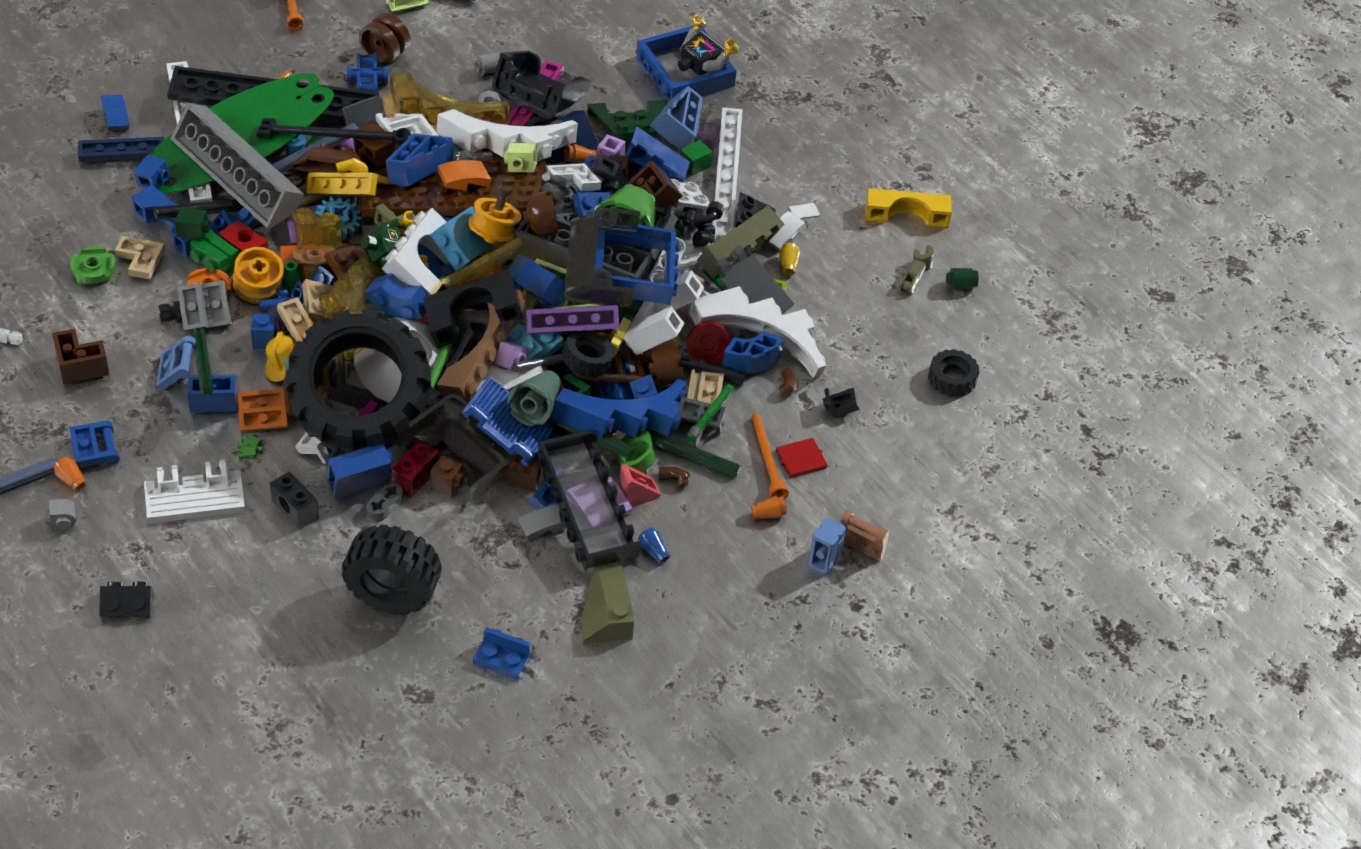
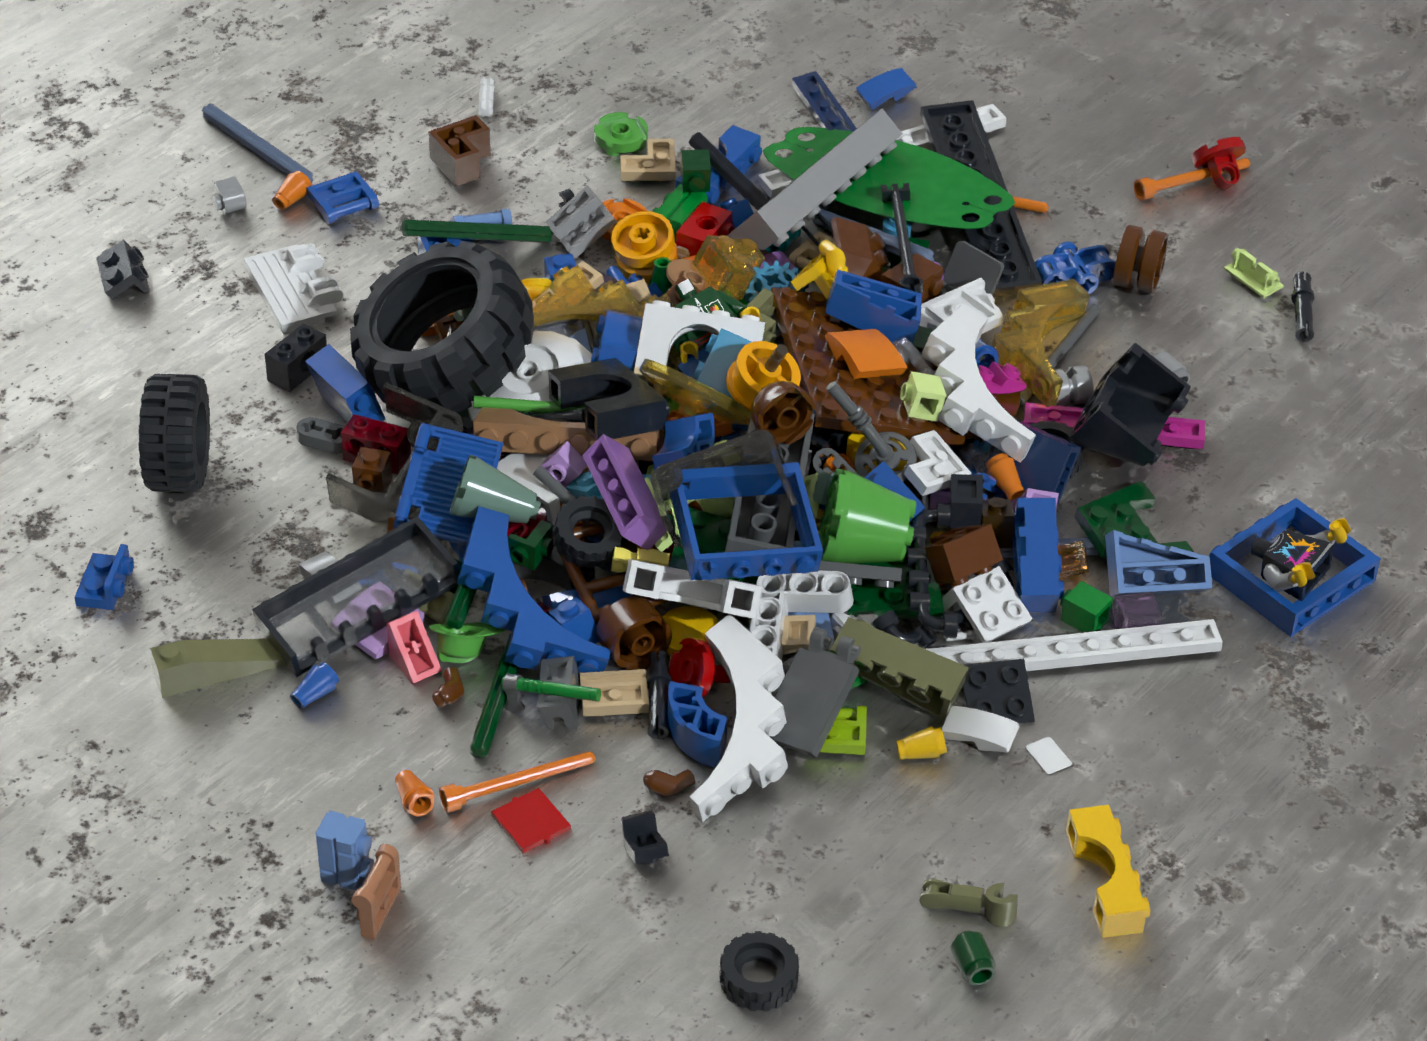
camera: 80 degrees right, 5 degrees down
(151, 172) = (780, 130): blue brick -> none

